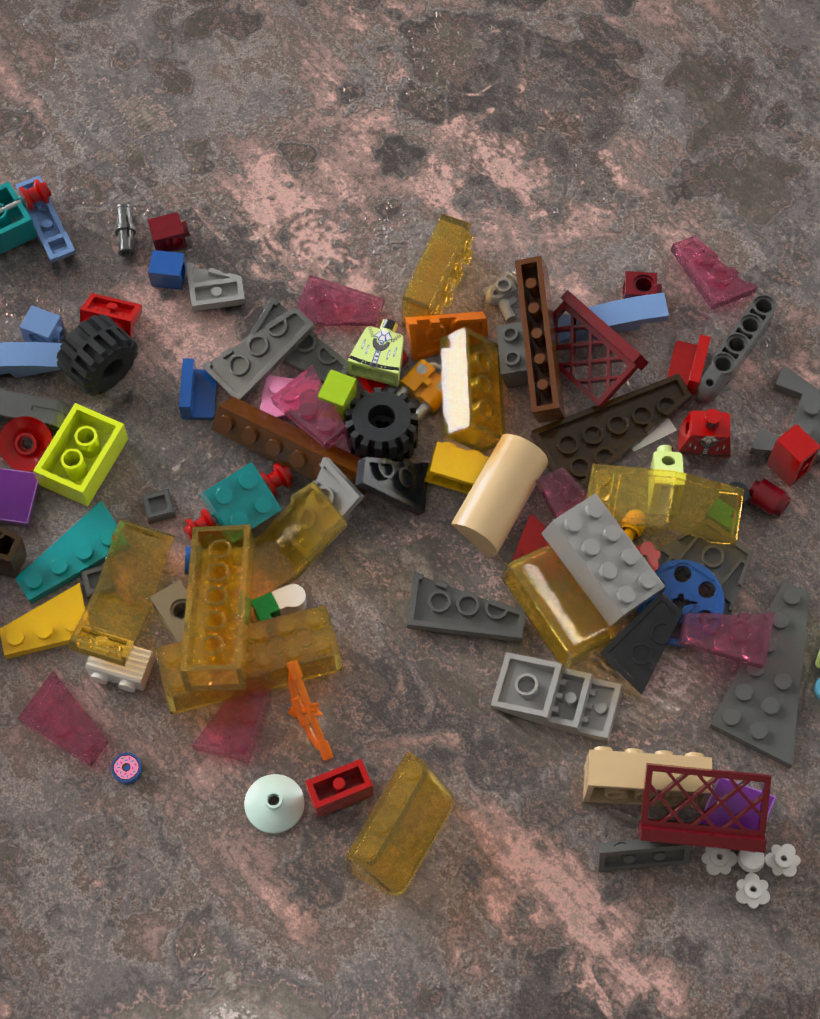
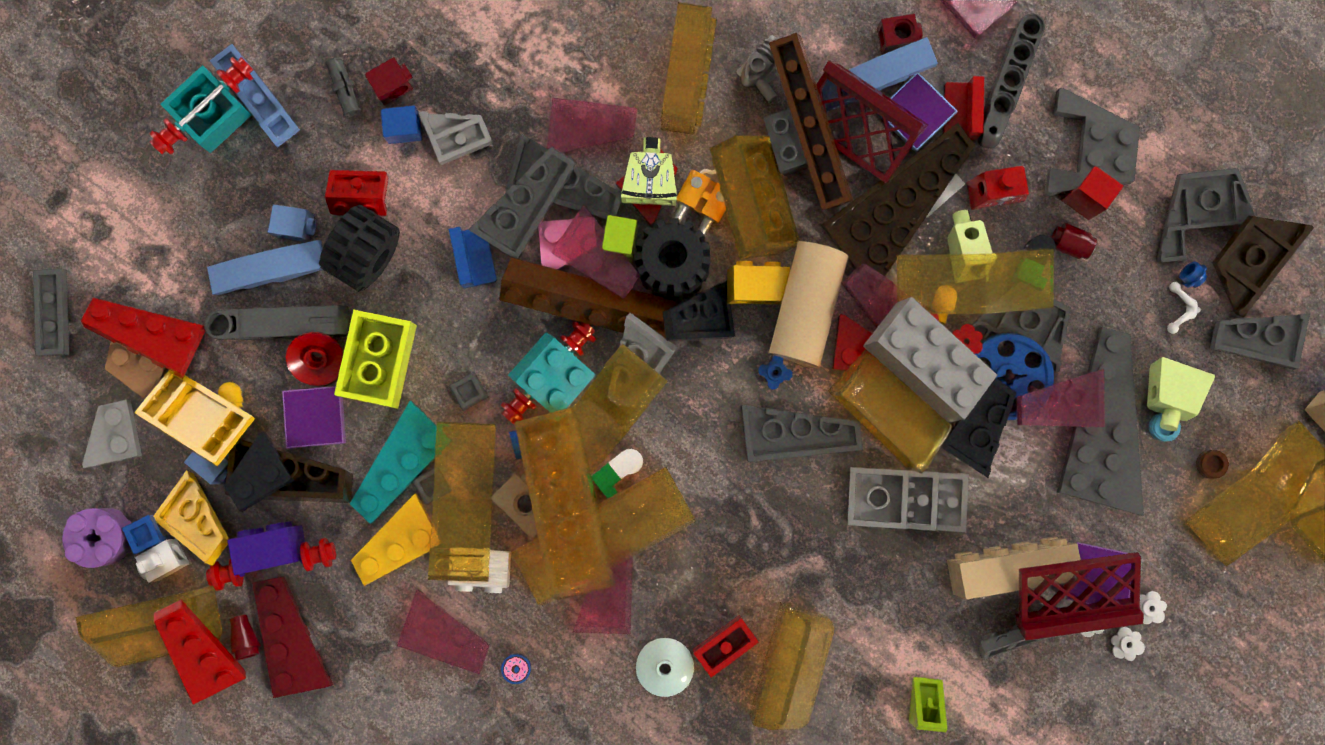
camera: 15 degrees left, 20 degrees up
(306, 711) = (674, 579): orange piece -> none
(426, 331) = (698, 138): orange wing -> none
(451, 559) = (767, 372): none -> blue plate
(530, 899) = (928, 705): none -> lime slope
(655, 351) = (926, 103): none -> dark purple tile

